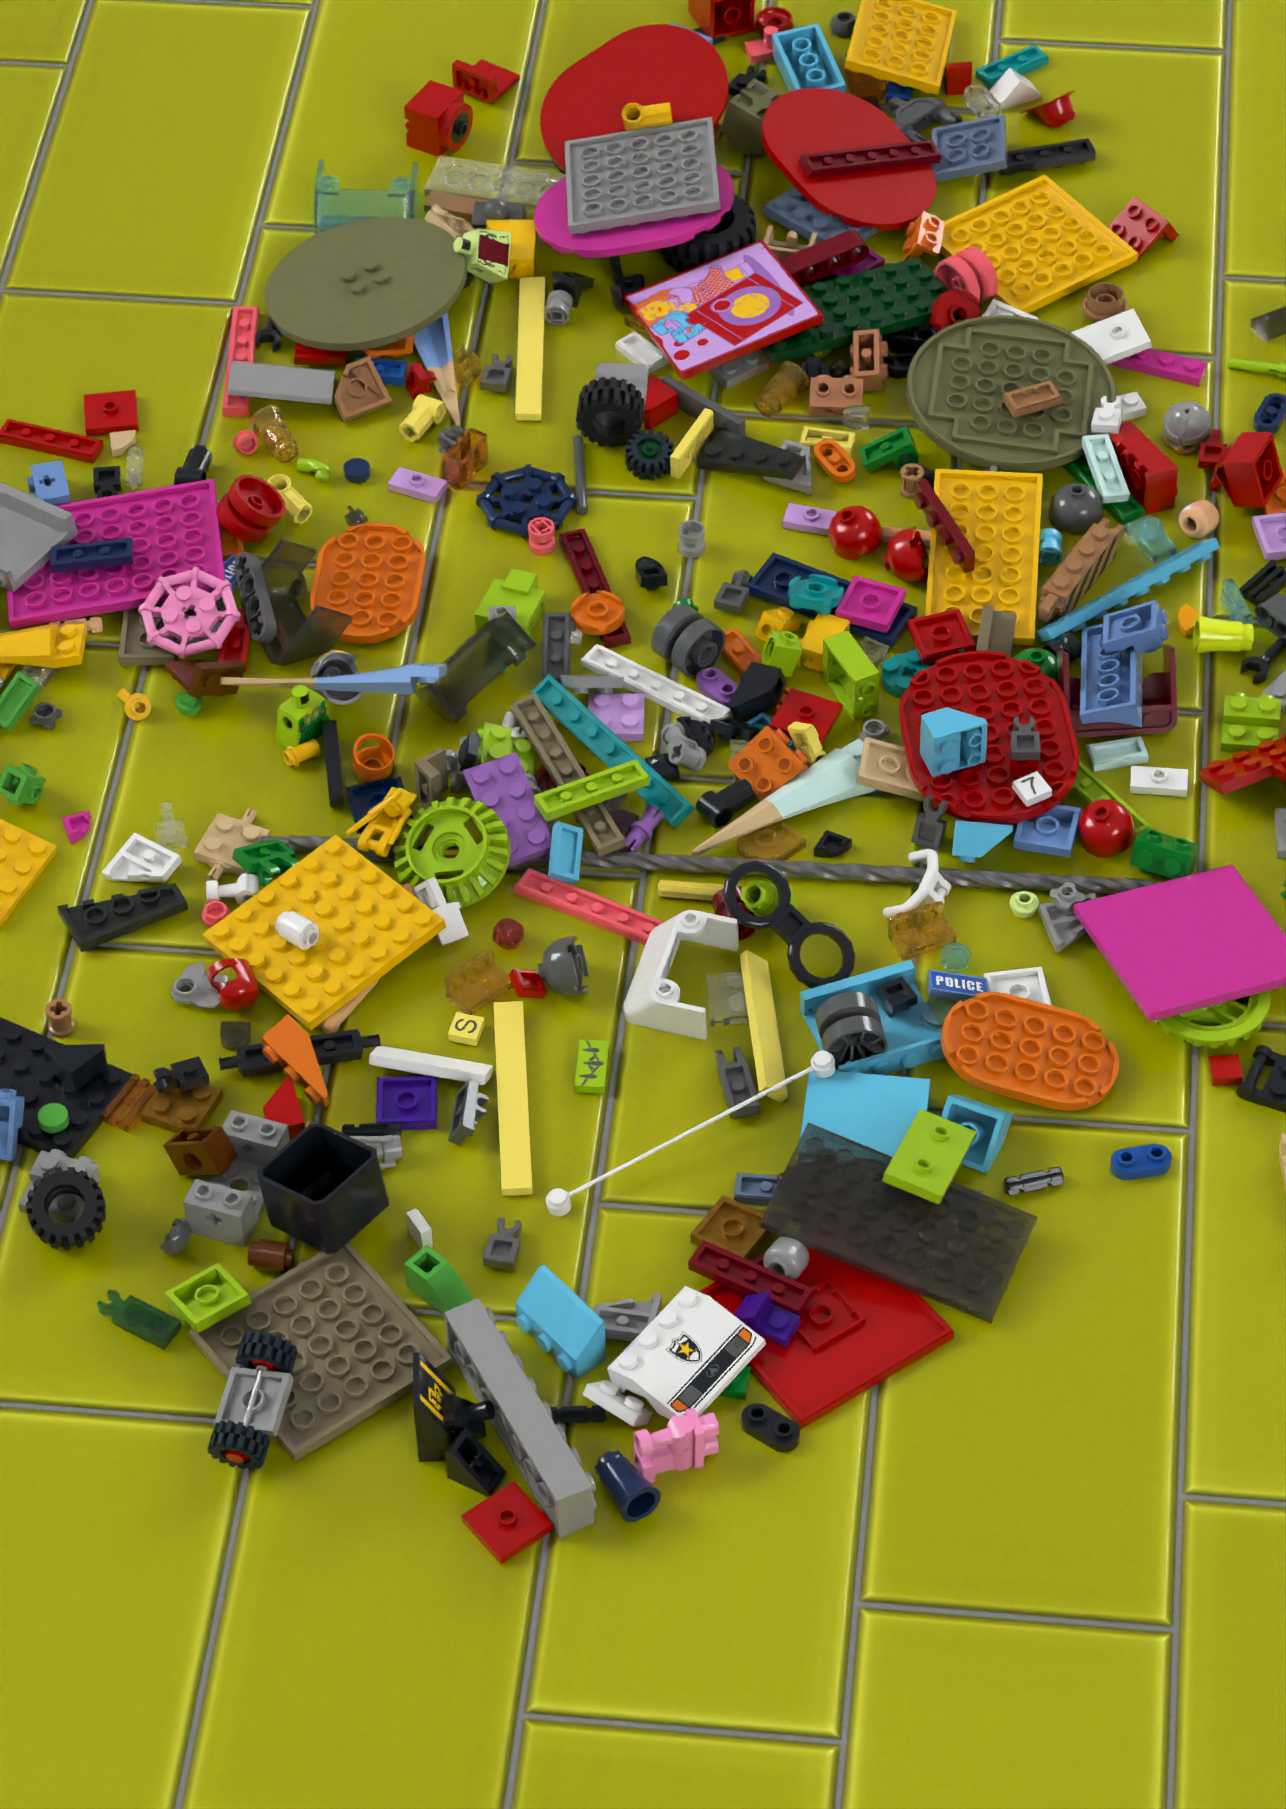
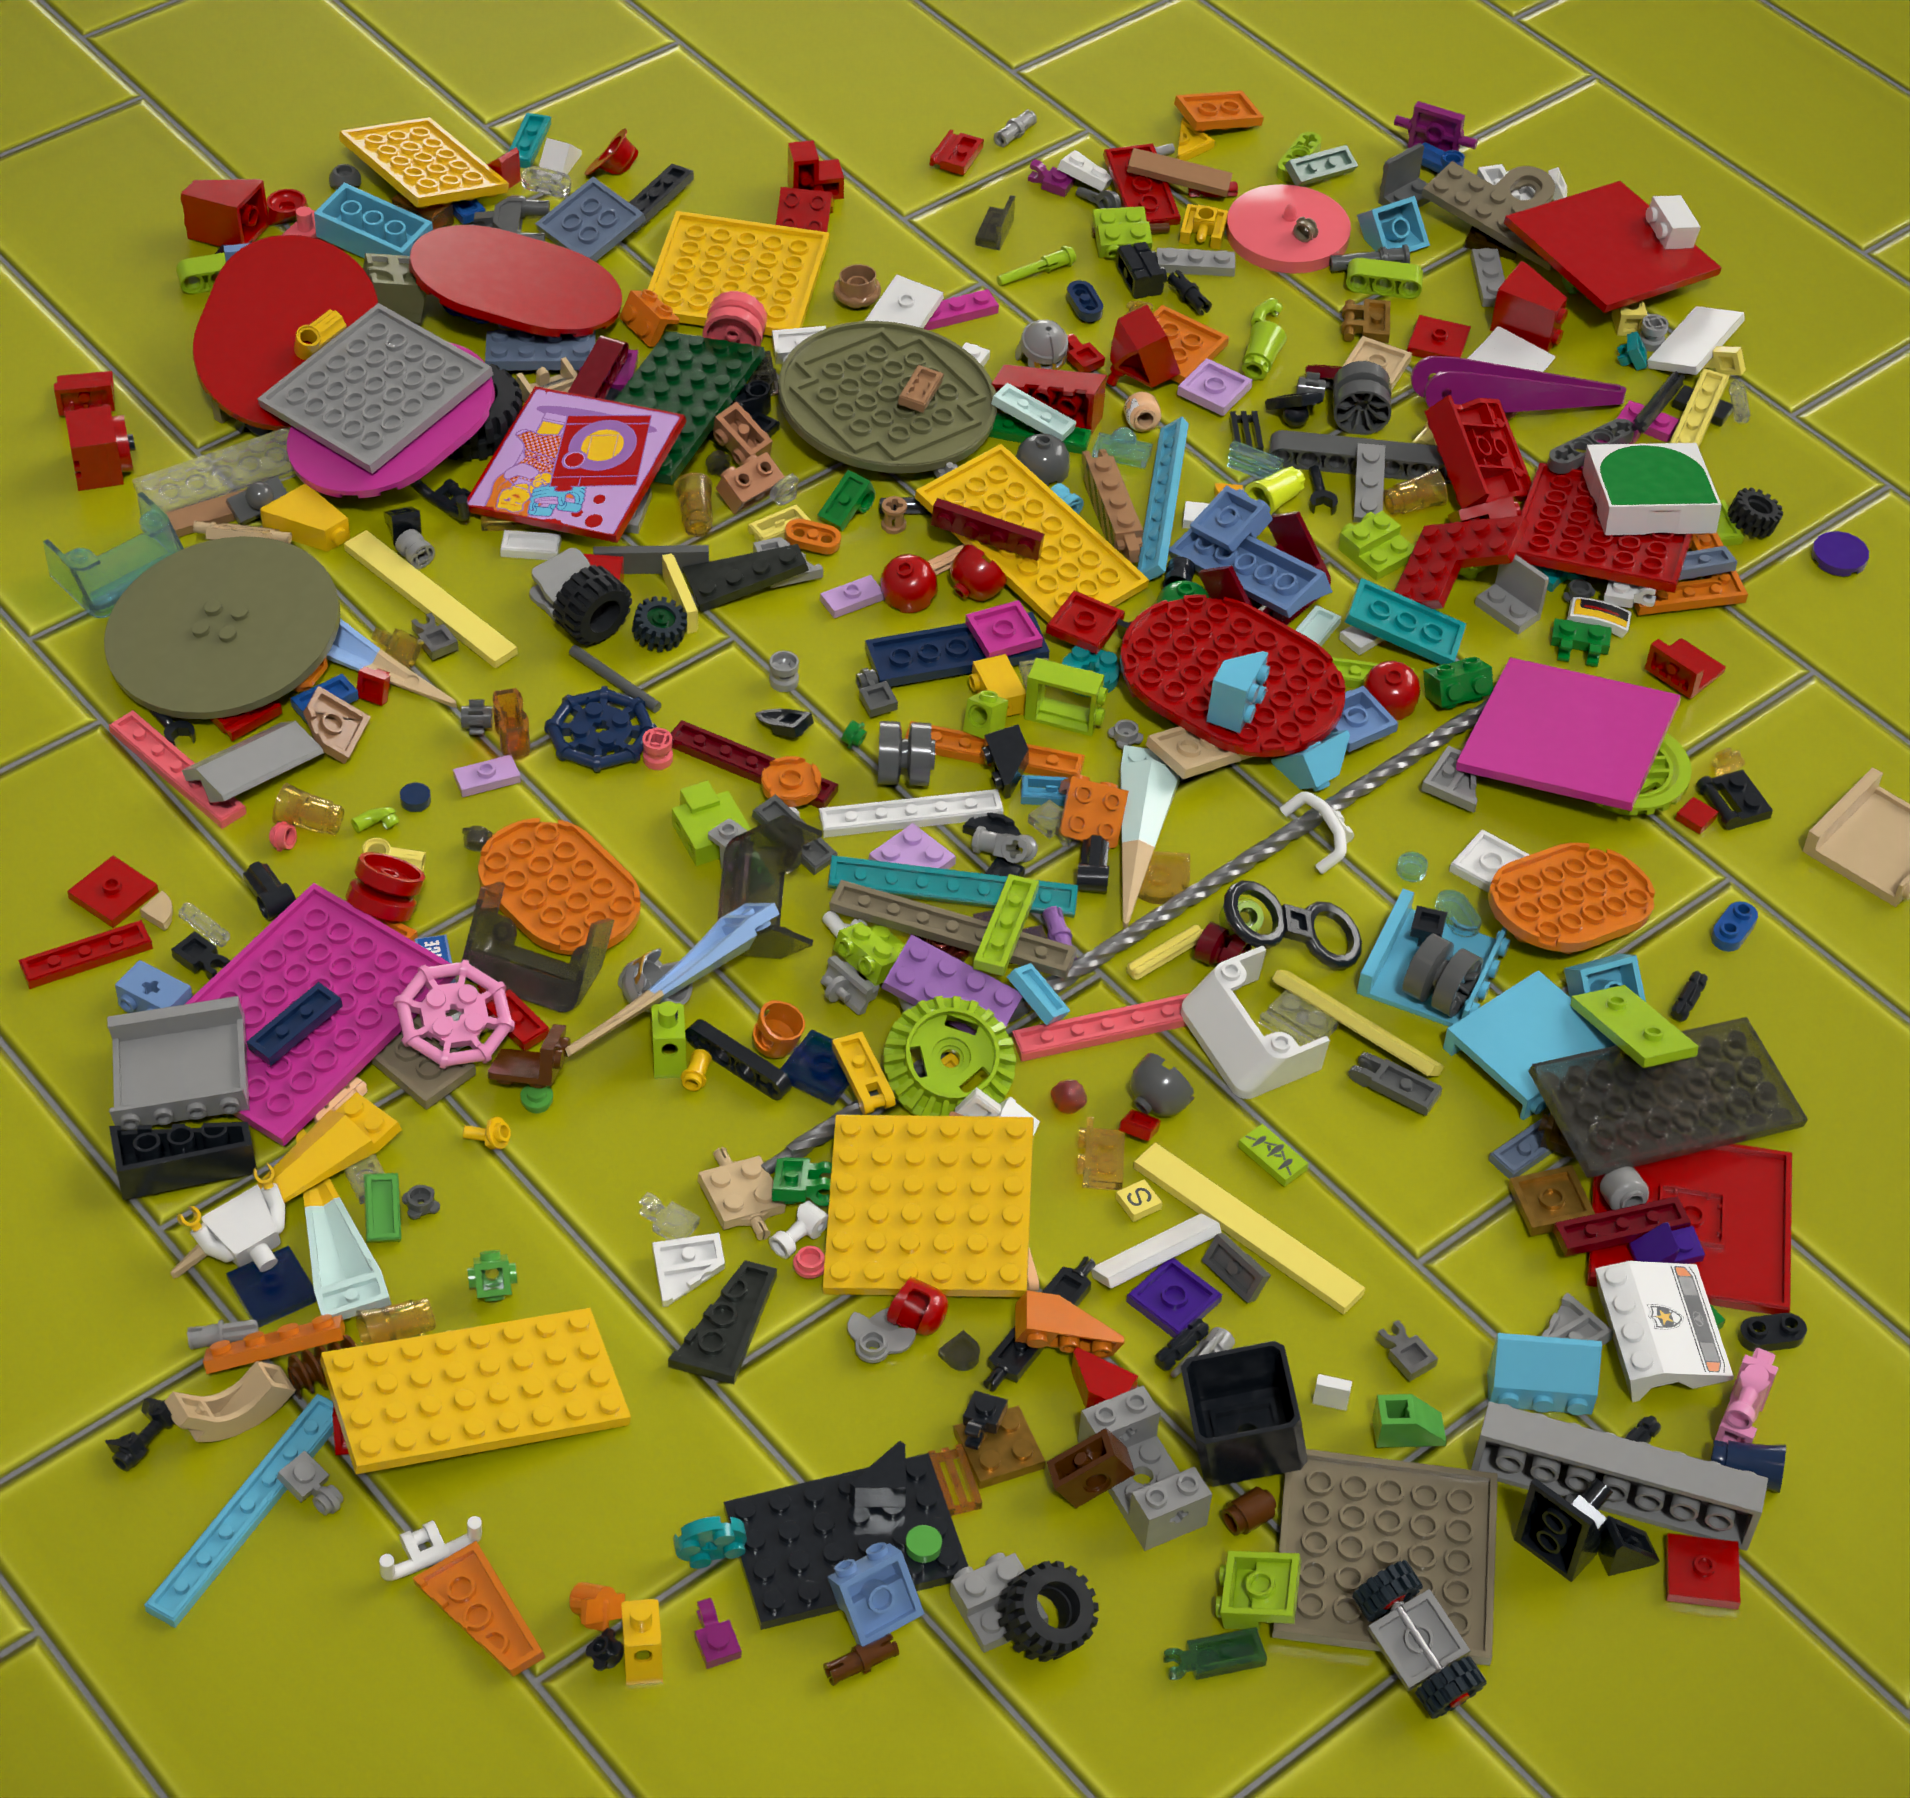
camera: 50 degrees left, 0 degrees up
(60, 1022) = (802, 1454): medium nougat bush -> none
(77, 826) = (579, 1278): dark pink tile -> none
(177, 1237) = (1154, 1560): dark grey plate -> none
(261, 624) = (494, 957): dark grey beam -> none
(297, 929) = (928, 1215): white brick -> none
(394, 805) = (867, 1052): yellow plant -> none
(423, 414) = (417, 712): light yellow piece -> none
(431, 777) = (858, 1012): dark tan panel -> none
(468, 751) = (862, 964): black tile -> none
(486, 253) = (306, 532): yellowish green torso -> none
(559, 1200) = (1396, 1281): white piece -> none
(602, 683) = (864, 841): light grey plate -> none
(626, 1408) = (1670, 1402): white plate -> none
(715, 685) = (959, 778): medium lavender plate -> none
(731, 728) = (1021, 803): black plate -> none
(777, 619) = (942, 698): yellow bracket -> none
(806, 739) = (1100, 768): light yellow plate -> none
(807, 709) = (1067, 753): red plate -> none
(813, 367) = (701, 466): black gear -> none
(815, 593) = (954, 649): teal plate -> none
(832, 845) = (1209, 844): black tile -> none
(870, 159) = (537, 270): dark red tile -> none
(920, 931) = (1366, 865): clear yellow bracket -> none
(929, 826) = (1273, 777): flat silver plate -> none
(951, 301) = (766, 356): red plate -> none
(954, 986) = (1454, 887): tile -> none
(996, 631) = (1122, 592): dark tan panel -> none
(1024, 741) = (1280, 656): dark grey plate -> none
(1024, 904) = (1405, 791): yellowish green plate -> none
(1032, 789) = (1325, 691): white tile -> none
(1066, 896) = (1441, 760): light grey plate -> none
(1108, 417) = (989, 371): white plate -> none
(1177, 204) = (809, 173): none -> red brick
(1182, 788) = (1405, 622): none -> teal plate

